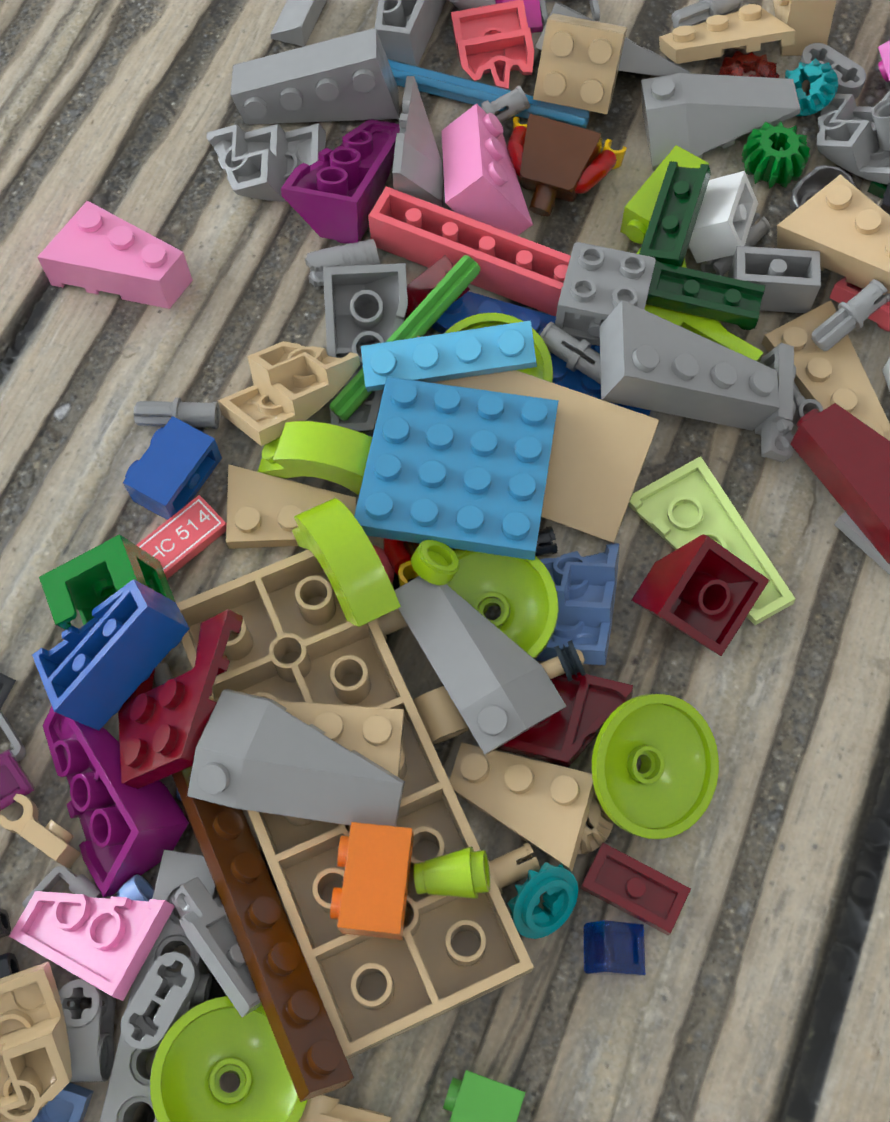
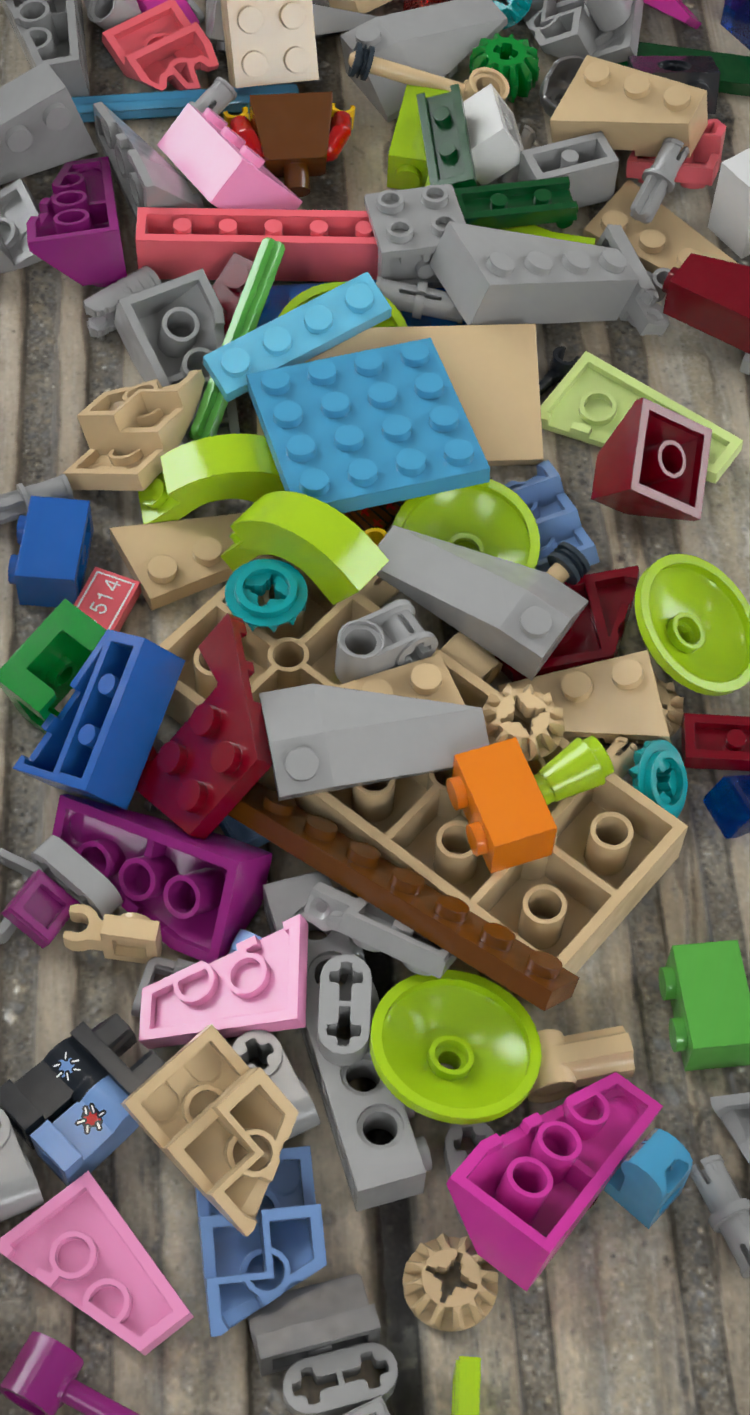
camera: 30 degrees left, 10 degrees down
(38, 769) = (76, 876): none -> light grey beam
(293, 571) = (253, 580): none -> teal gear
(363, 678) = (385, 639): none -> light grey piece
(435, 562) = (396, 514): lime tile -> none
(455, 821) = (545, 728): none -> tan gear
(669, 464) = (557, 369): none -> black hand
(747, 161) = (363, 62): none -> tan piece

